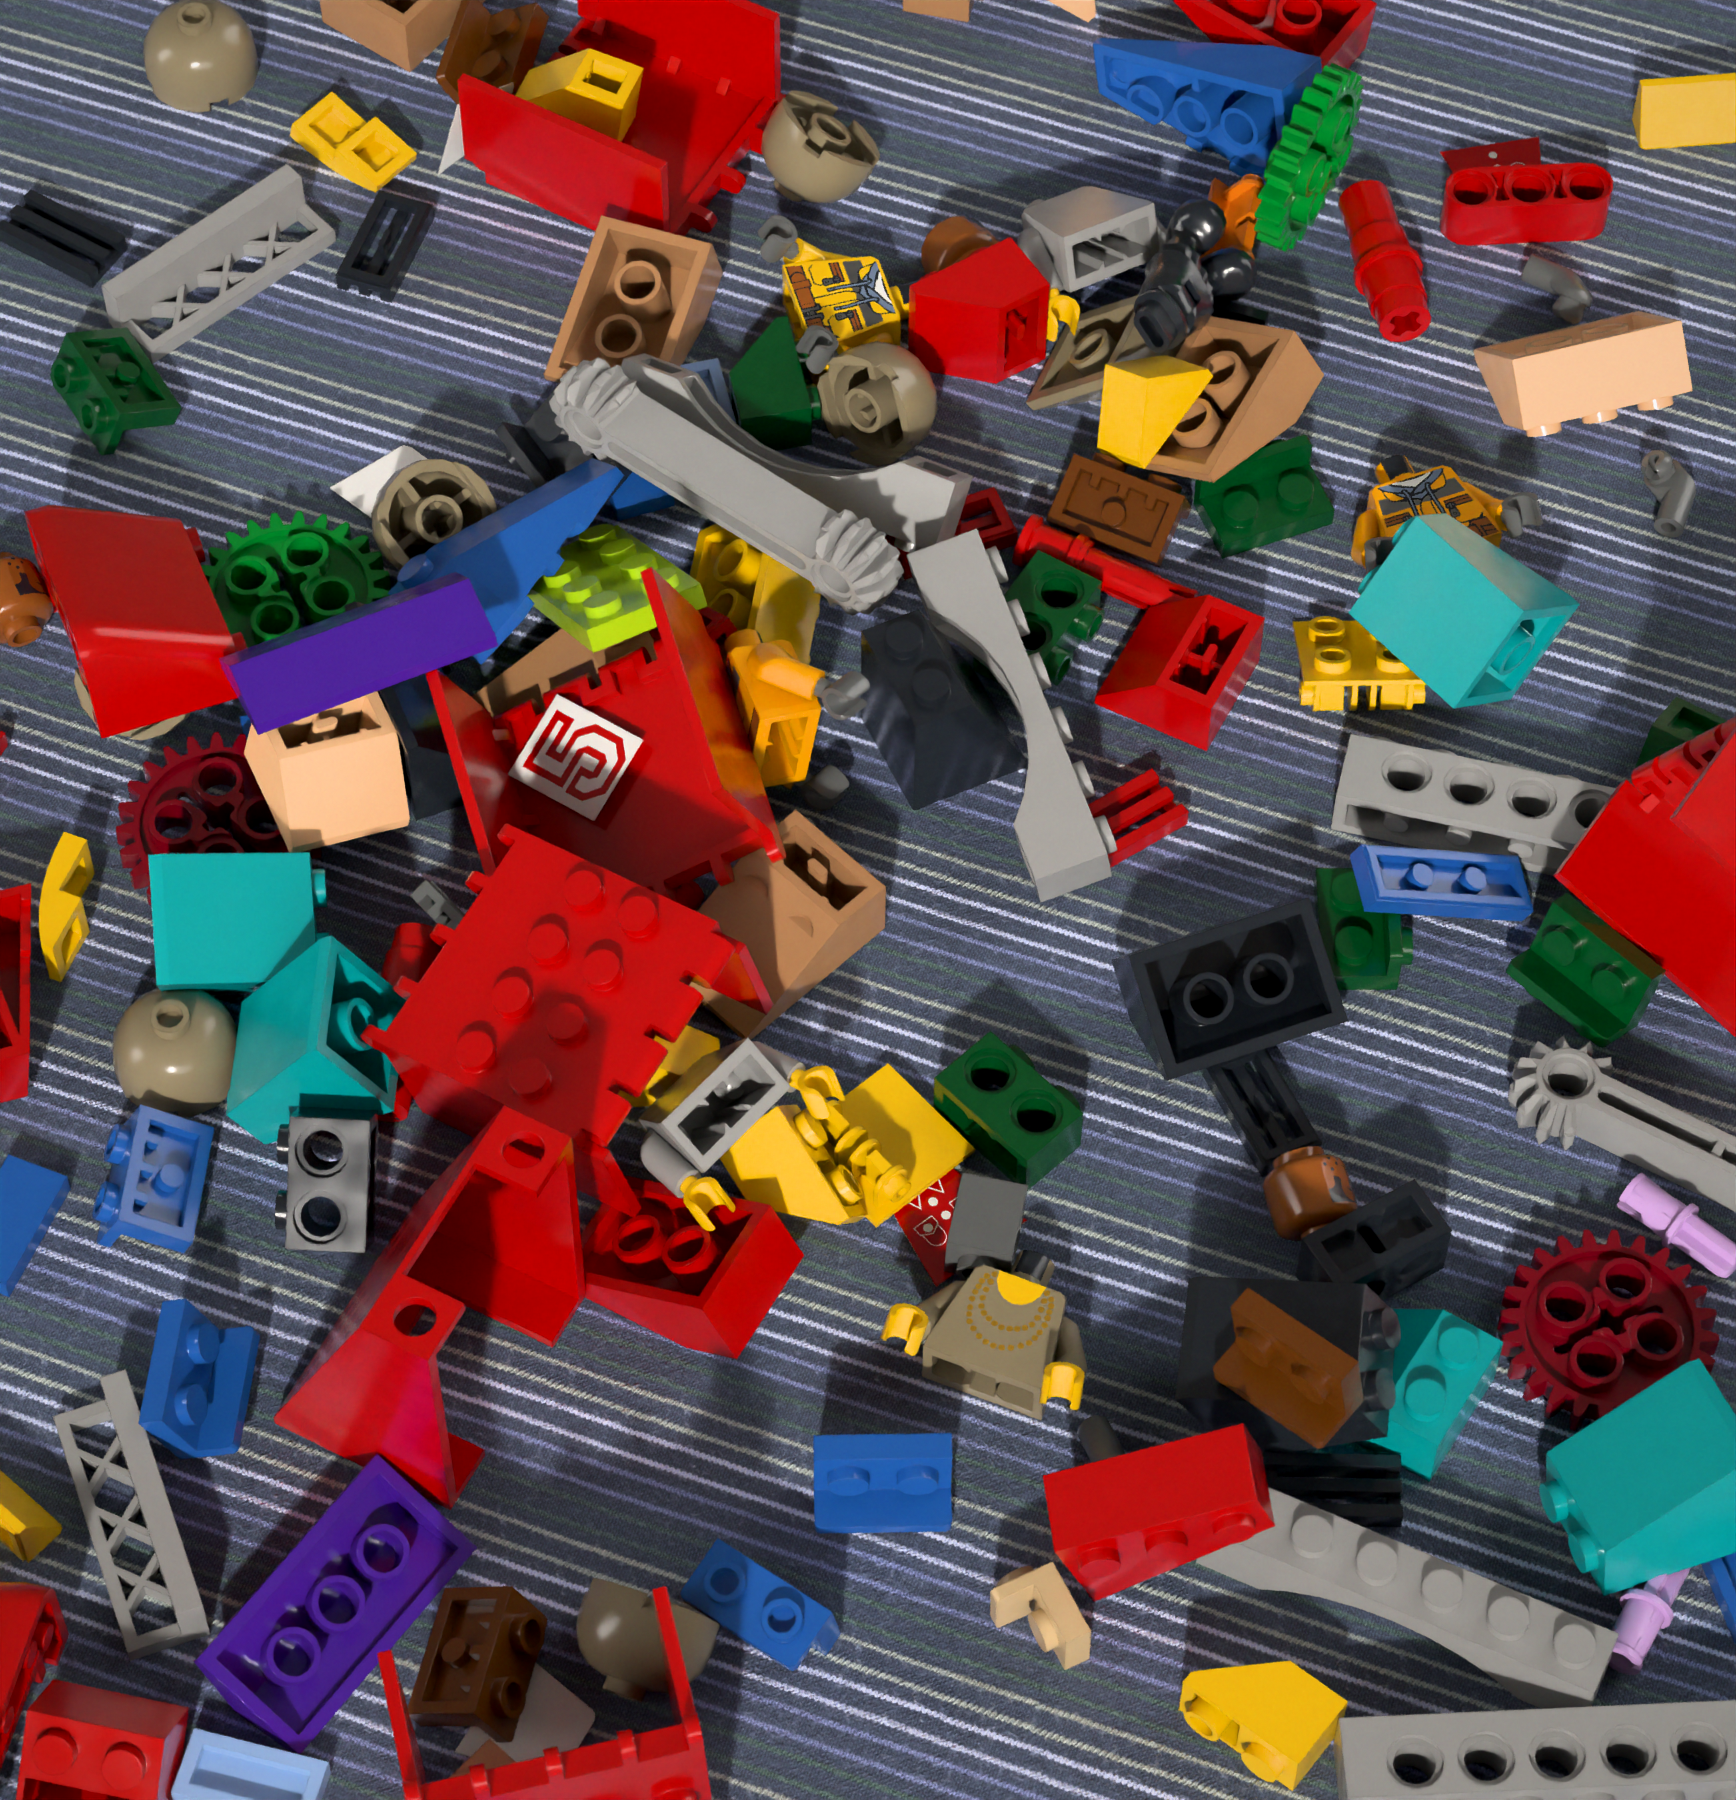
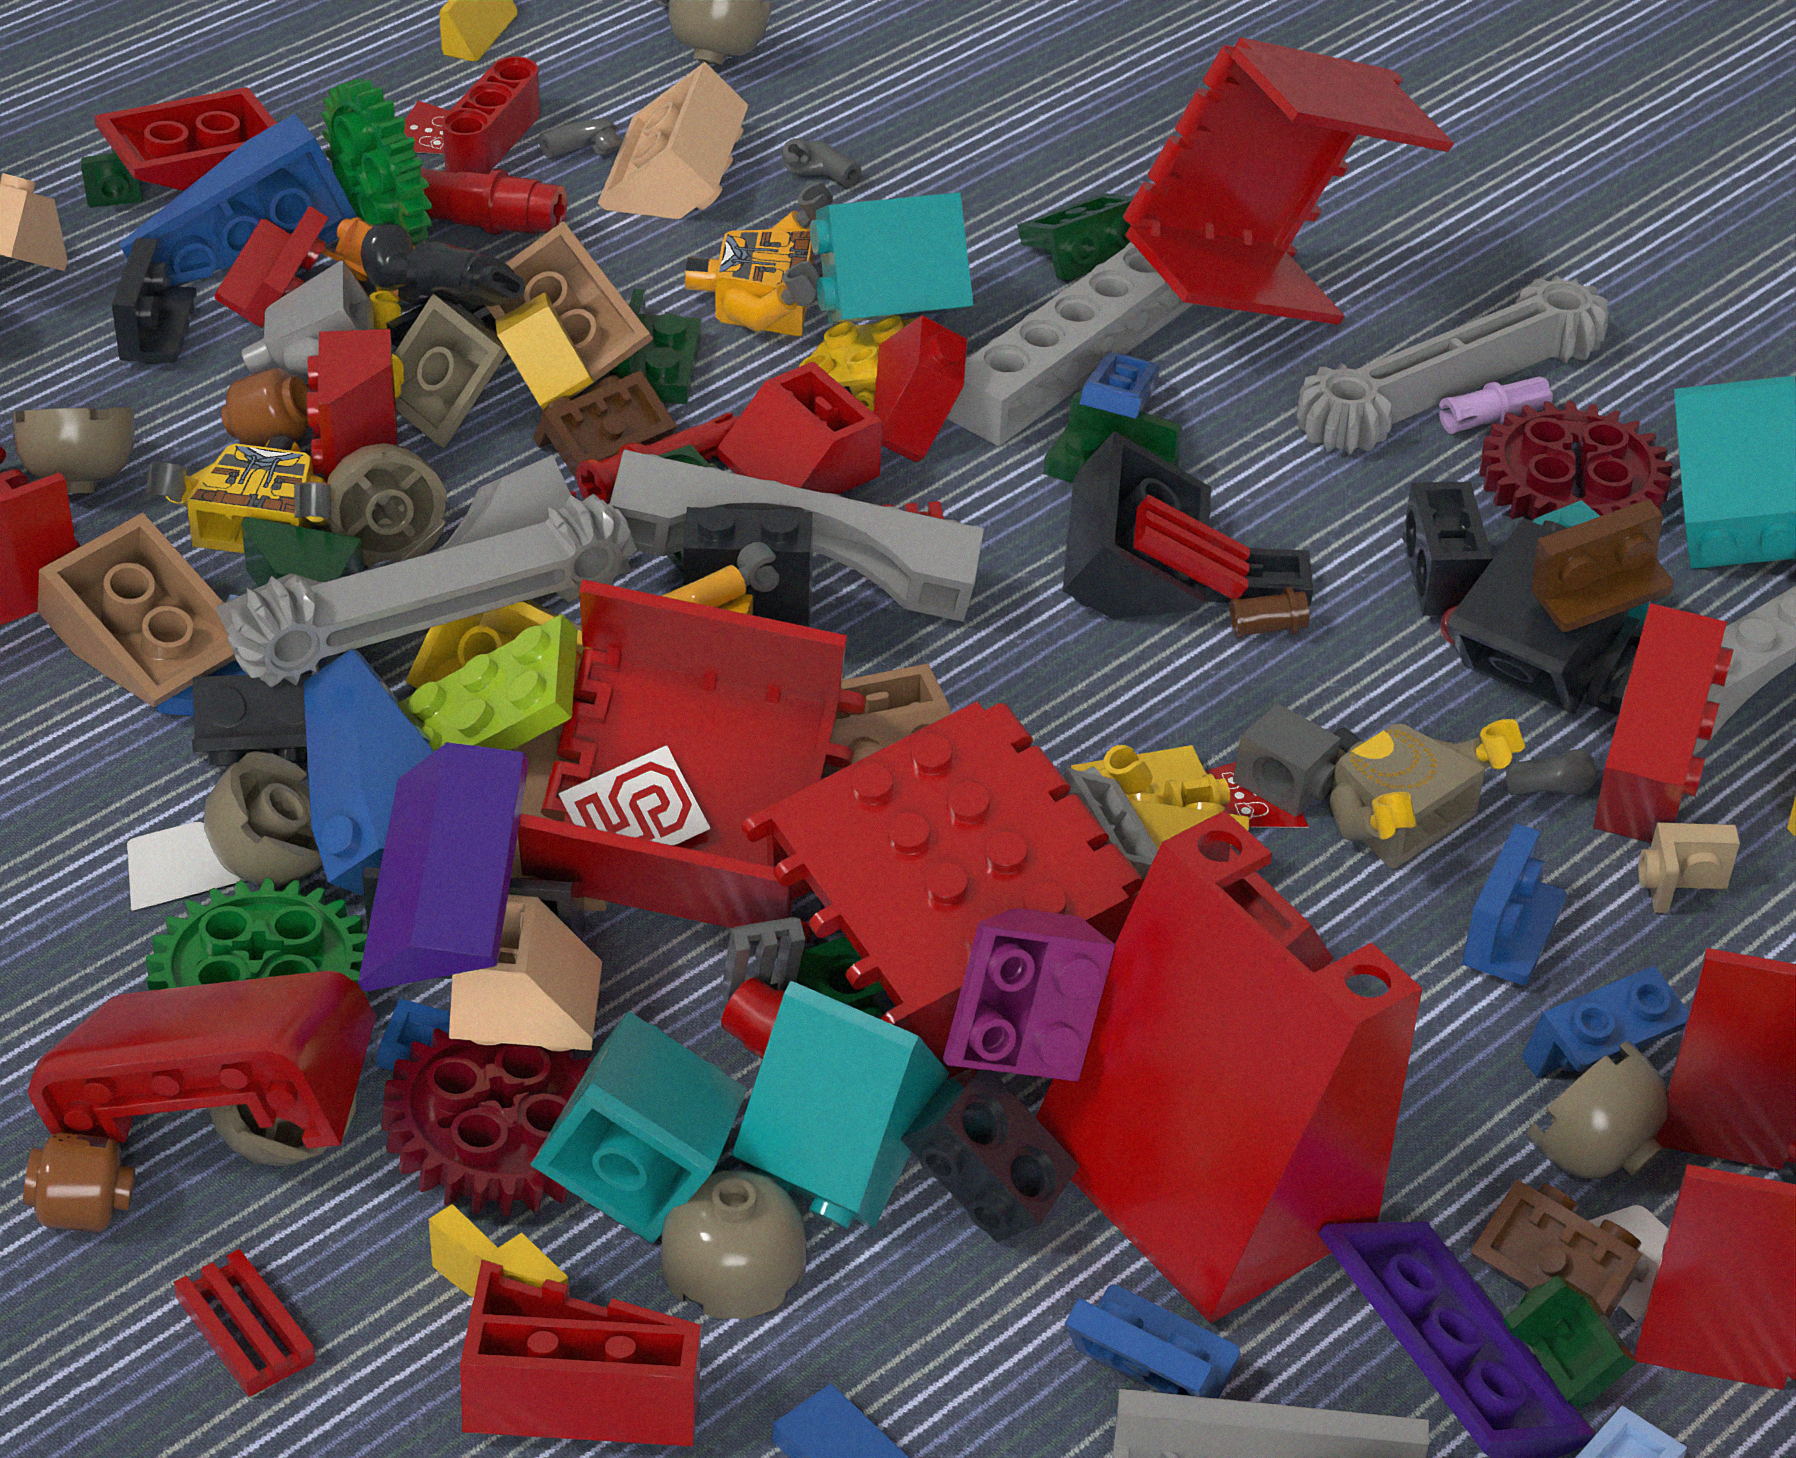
camera: 65 degrees left, 15 degrees down
(153, 1179) = (877, 1318): blue bracket -> none
(361, 1713) = (1571, 1339): none -> dark green bracket
(418, 1104) = (1030, 995): none -> magenta slope
(996, 1118) = (1176, 703): dark green brick -> none
(1042, 105) = (148, 311): none -> black bracket
(1160, 157) = (268, 266): none -> red bracket
(1211, 1154) = (1270, 613): none -> reddish brown pin
(1235, 1029) = (1191, 547): none -> red tile
(1305, 719) = (917, 385): none -> red slope
(1307, 1192) = (1366, 568): dark orange head -> none
(1587, 972) = (1247, 350): dark green bracket -> none

